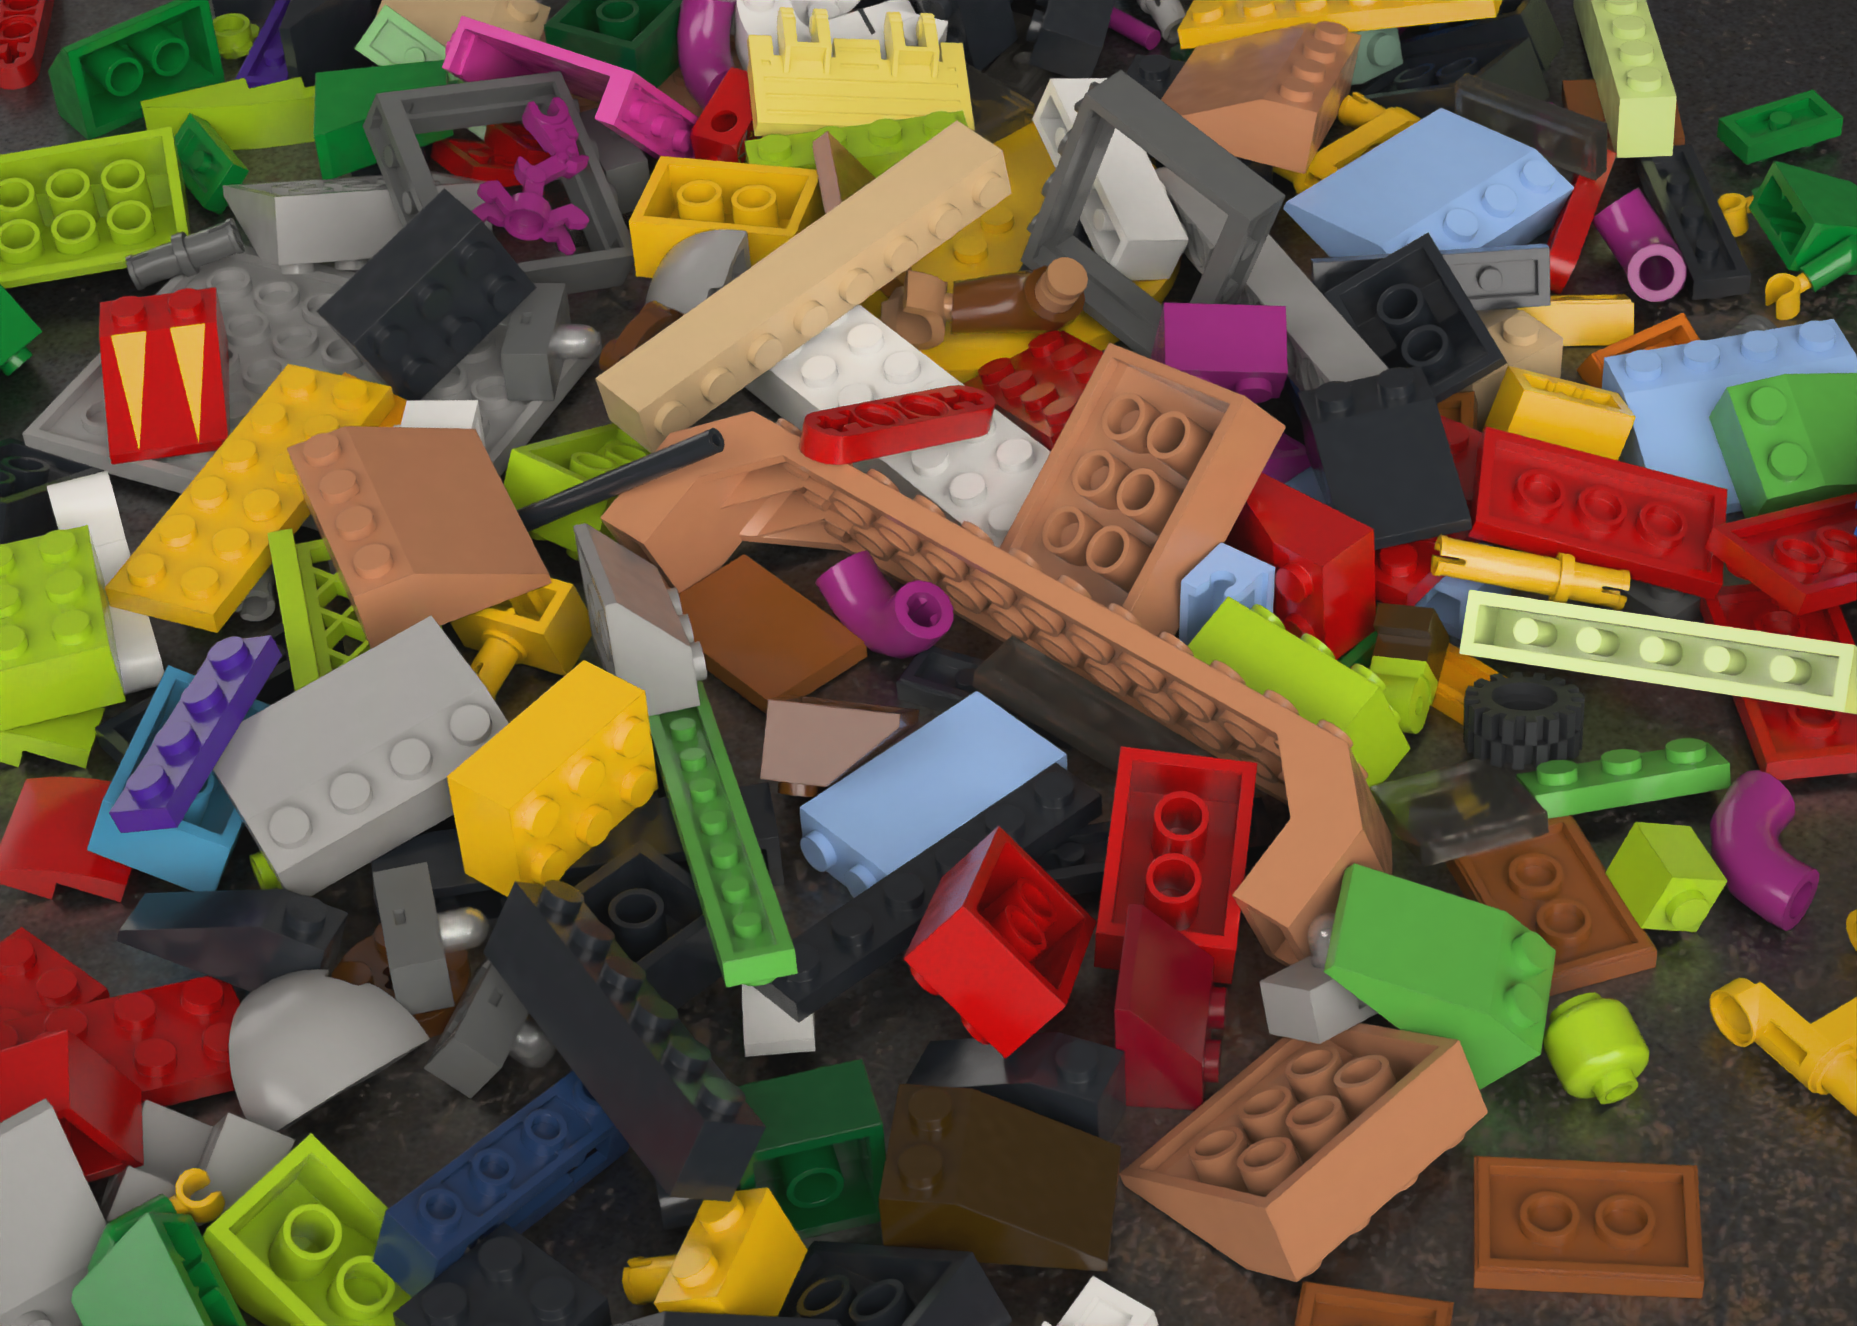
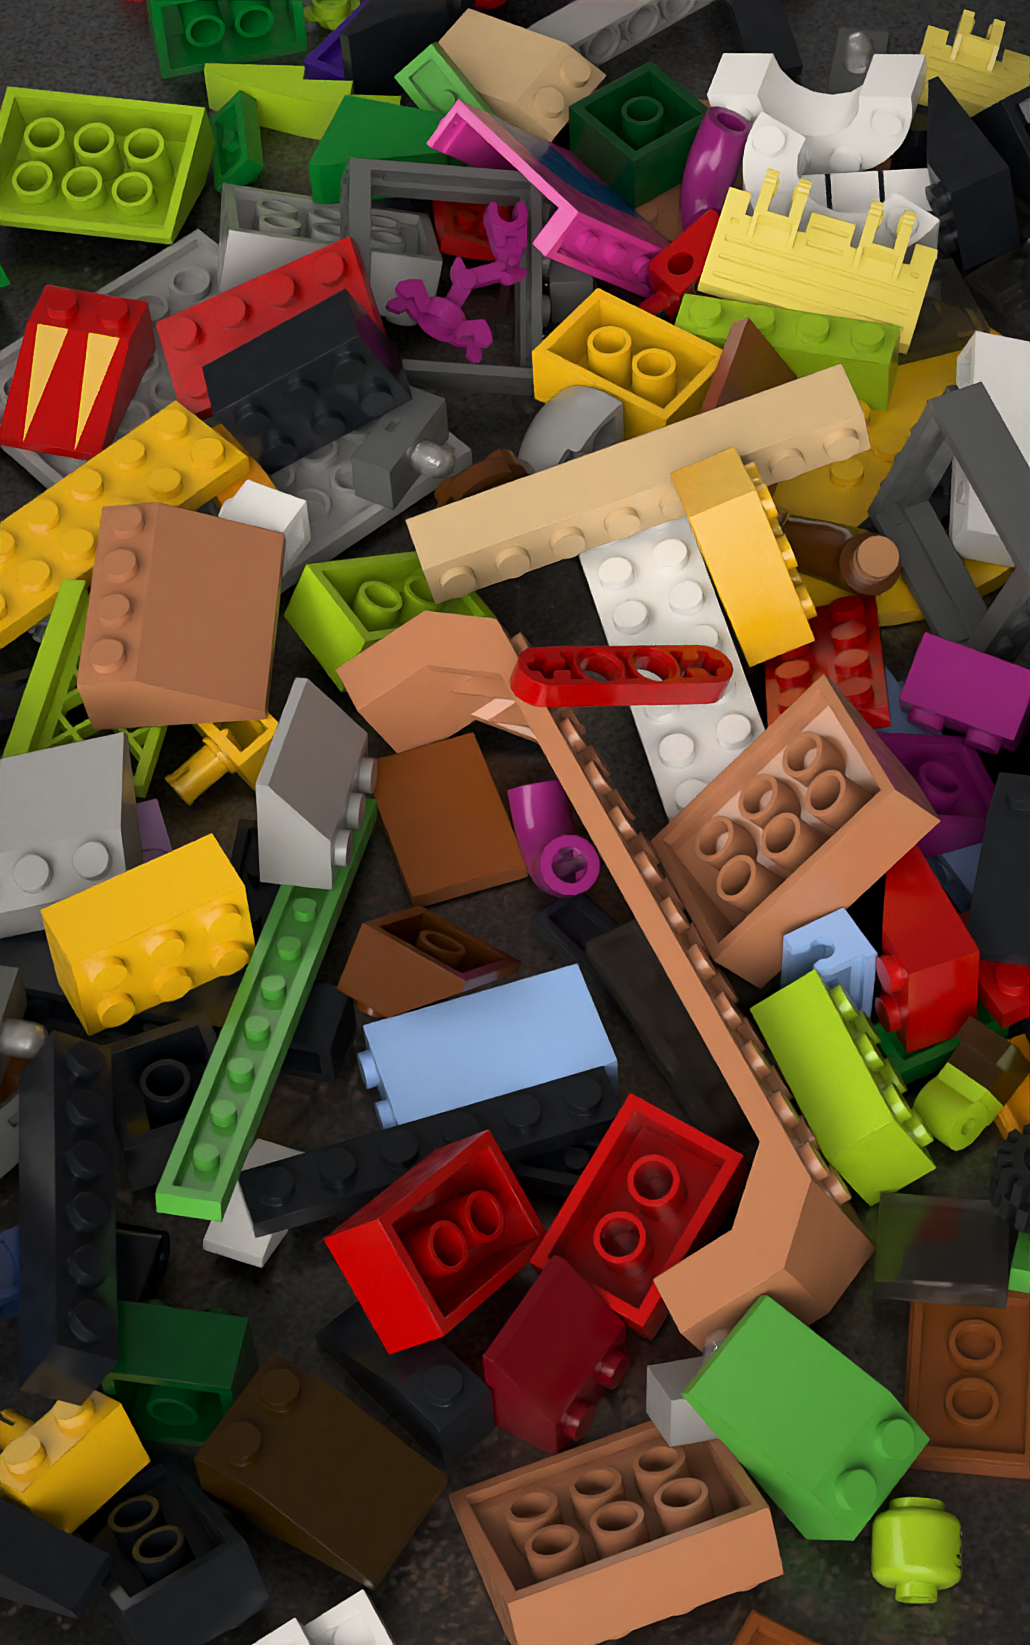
camera: 25 degrees right, 10 degrees up
(185, 254) = (160, 244): dark grey pin -> none
(286, 301) = (248, 310): none -> red plate
(622, 479) = (360, 642): black piece -> none
(945, 301) = (746, 555): none -> yellow brick

